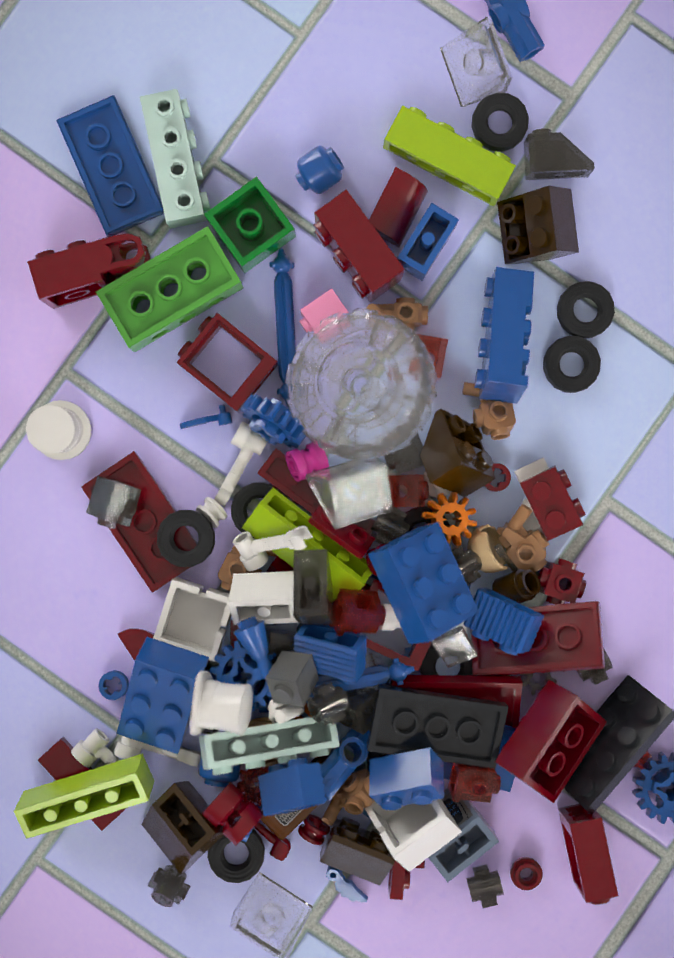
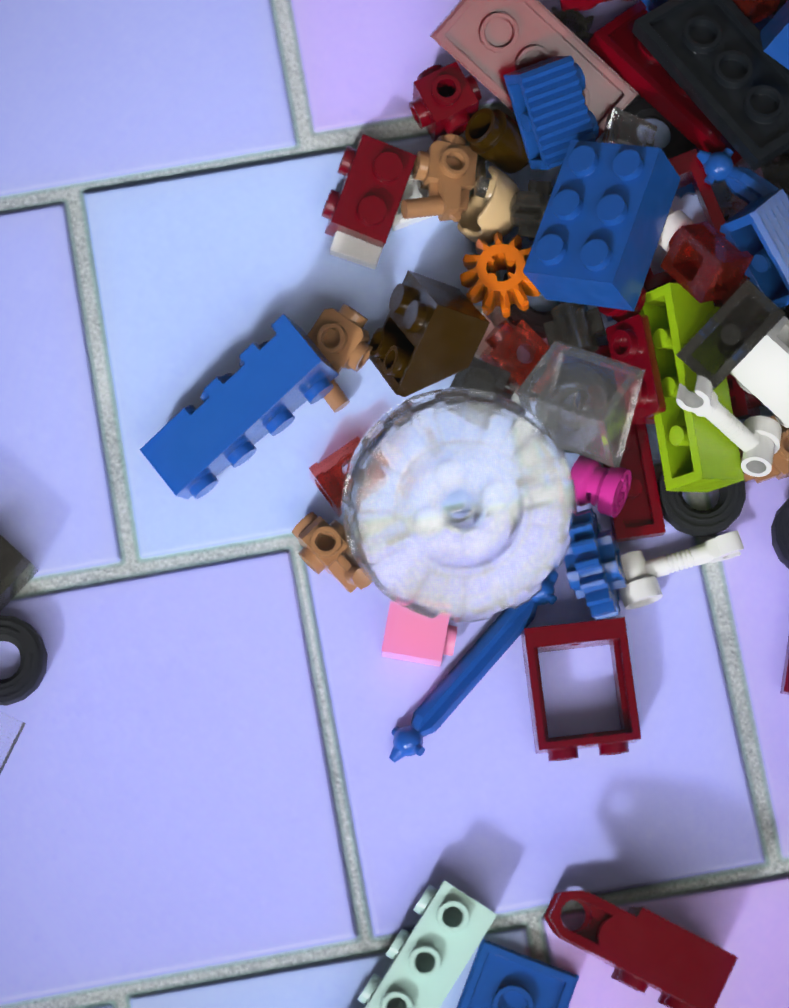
camera: 135 degrees left, 10 degrees down
(152, 278) = (596, 810): bright green brick -> none
(212, 511) = (757, 539): white bush -> none
(223, 419) = (643, 633): blue piece -> none
(250, 224) = (402, 815): green brick -> none
(319, 169) = (259, 805): blue head -> none
(357, 247) = (308, 666): dark red brick -> none
(398, 206) = (215, 677): dark red brick -> none
(427, 241) = (222, 599): blue brick -> none
(448, 155) = (97, 676): lime brick -> none
(500, 485) = (403, 264): dark red bush -> none
(538, 225) = (81, 500): dark brown slope -> none
(586, 351) = (185, 292): black tyre -> none
(597, 294) = (115, 333): black tyre -> none

